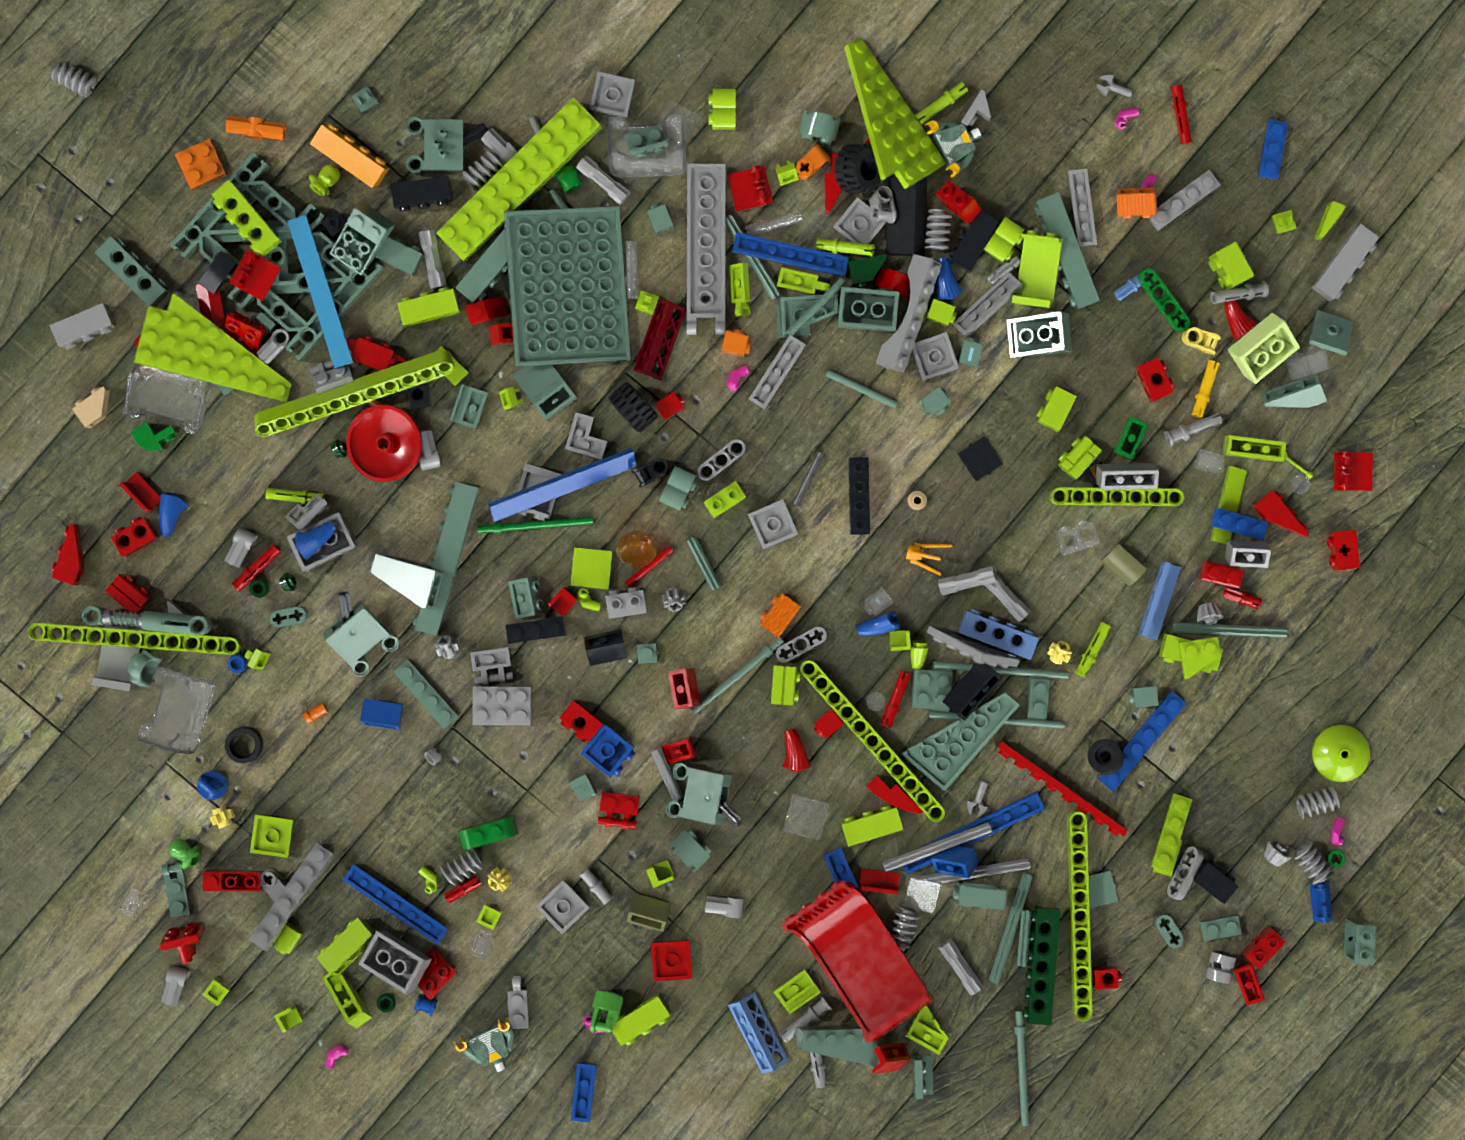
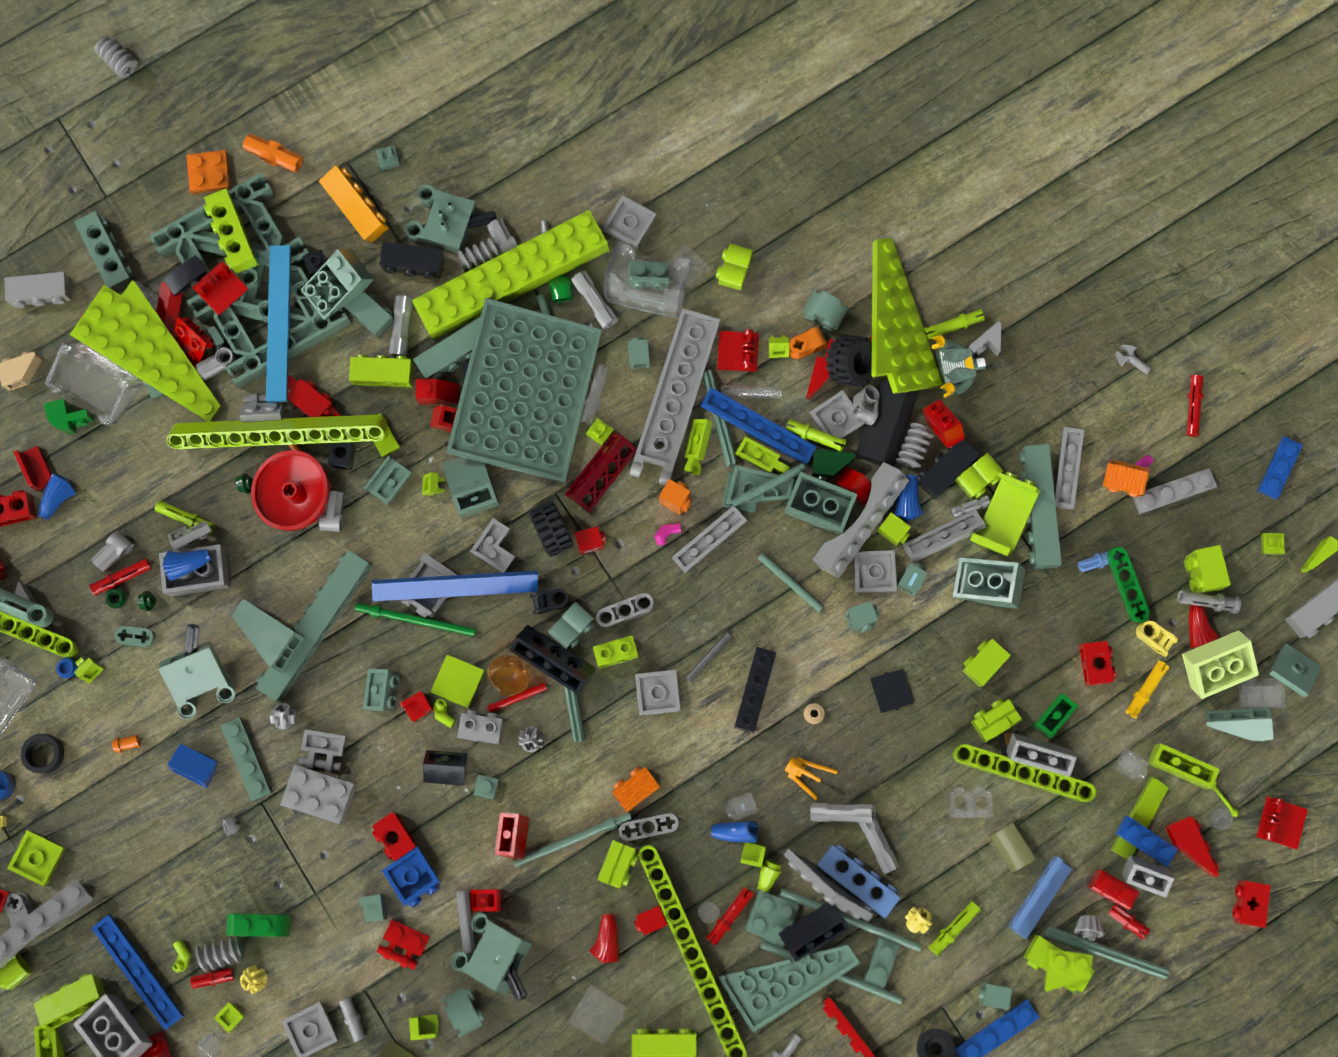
camera: 20 degrees right, 10 degrees down
(327, 178) = (323, 219): lime animal -> none
(536, 630) = (379, 726): black arch -> none
(670, 523) = (552, 659): none -> black brick
(893, 795) = (696, 1019): red slope -> none
(1124, 115) = (1135, 390): dark pink arm -> none
(1184, 432) = (1113, 727): light grey pin -> none

